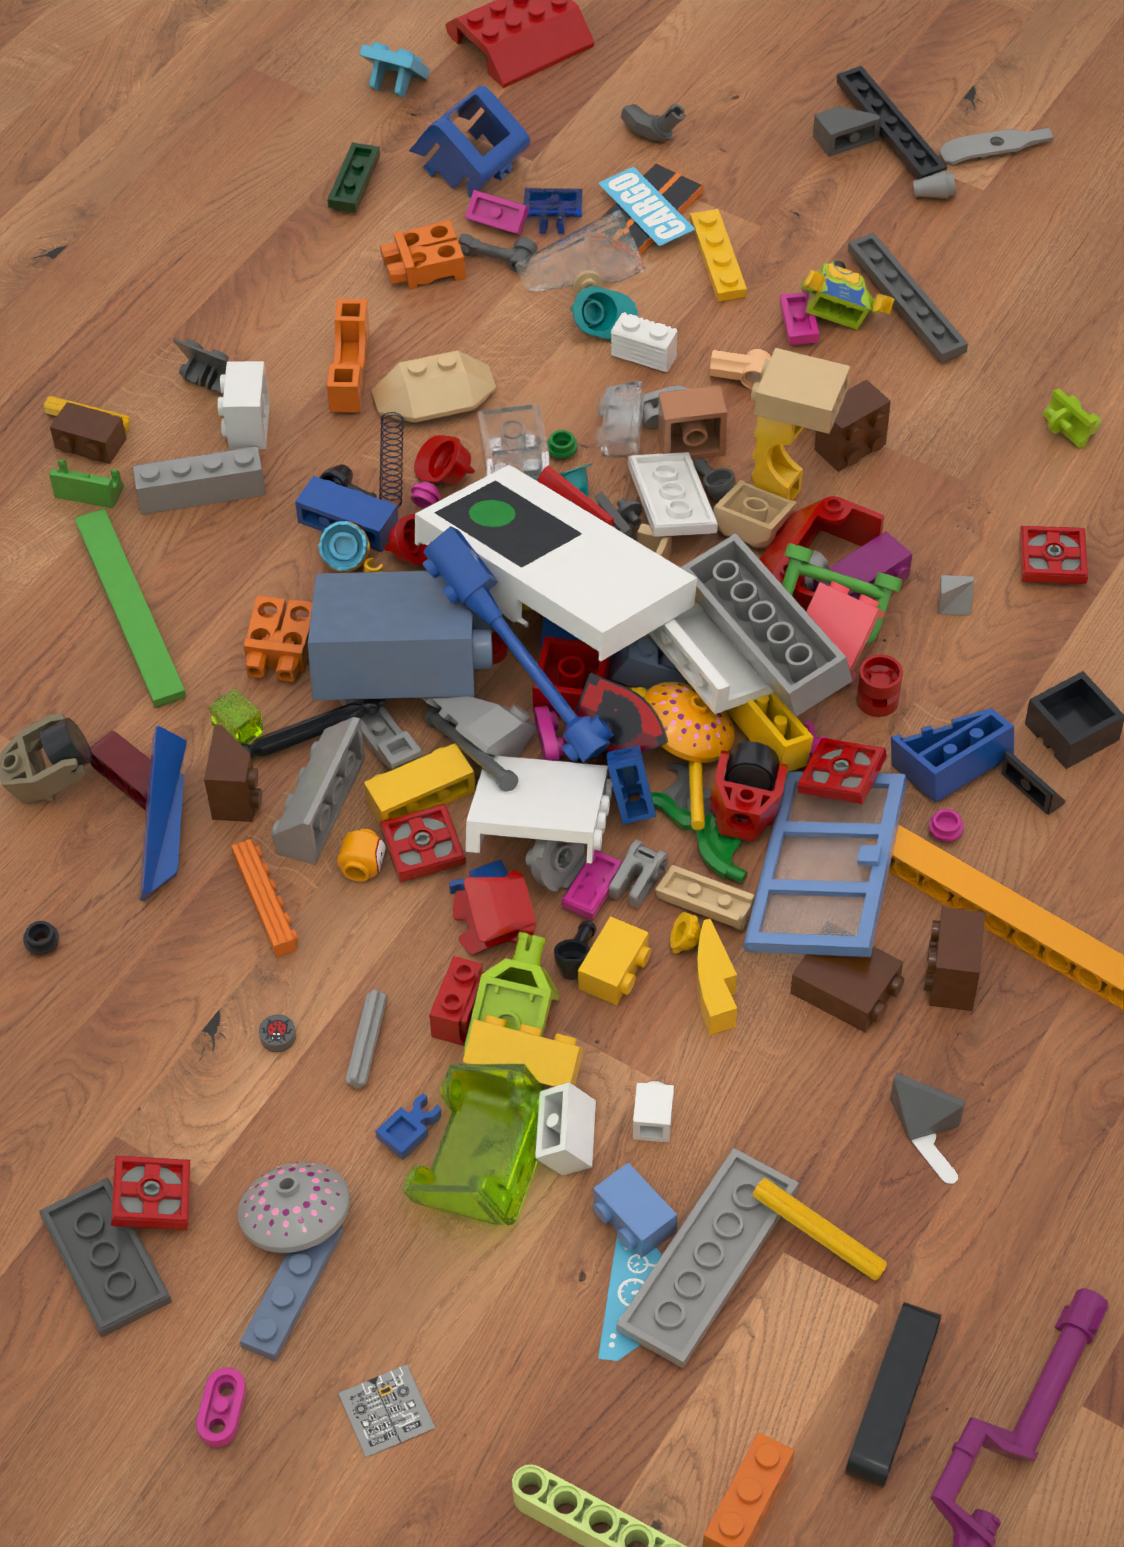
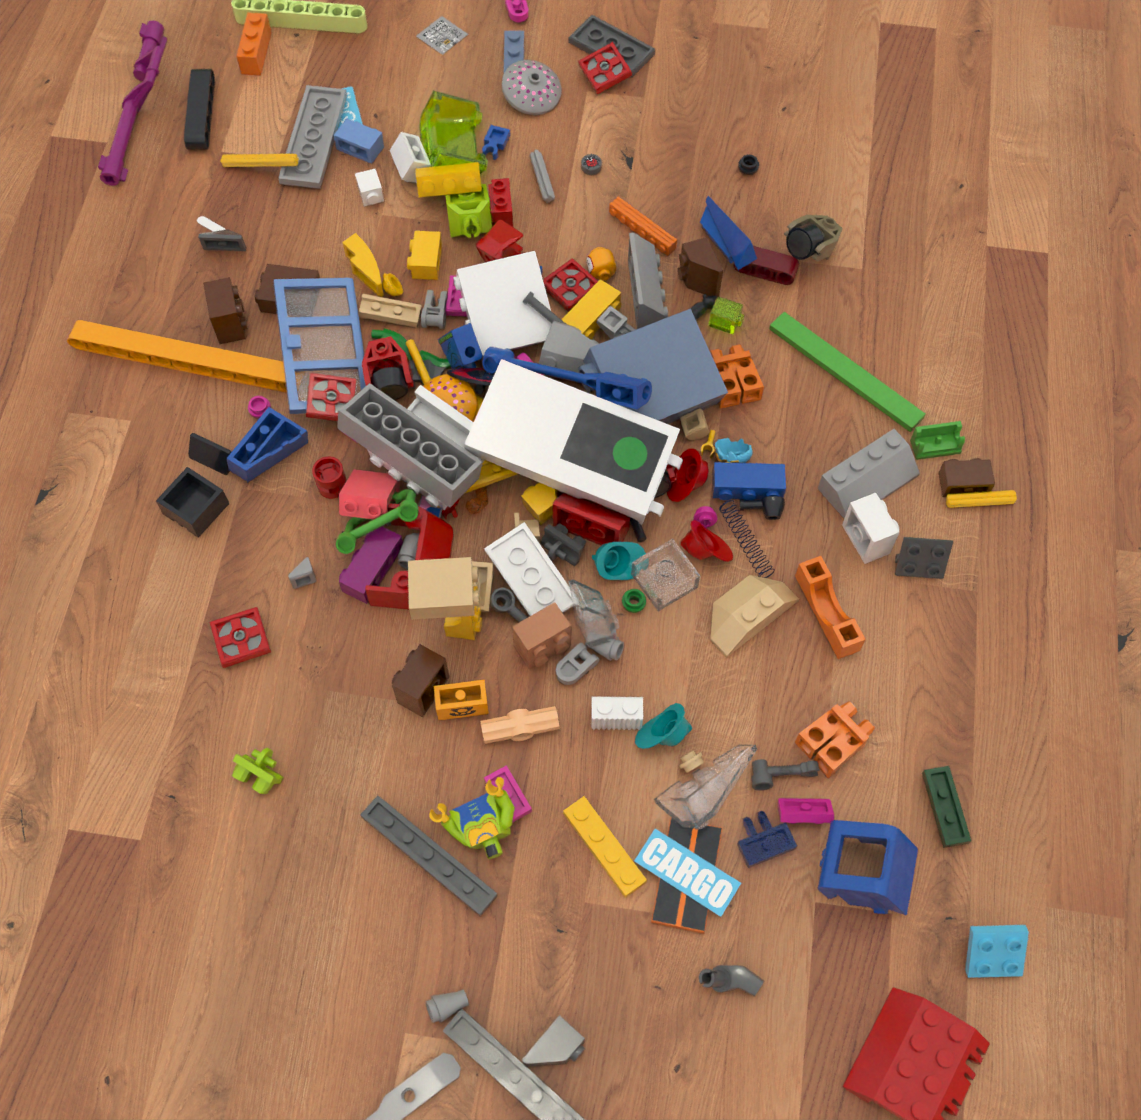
camera: 155 degrees right, 10 degrees up
(572, 952) = (450, 241): black bar -> none

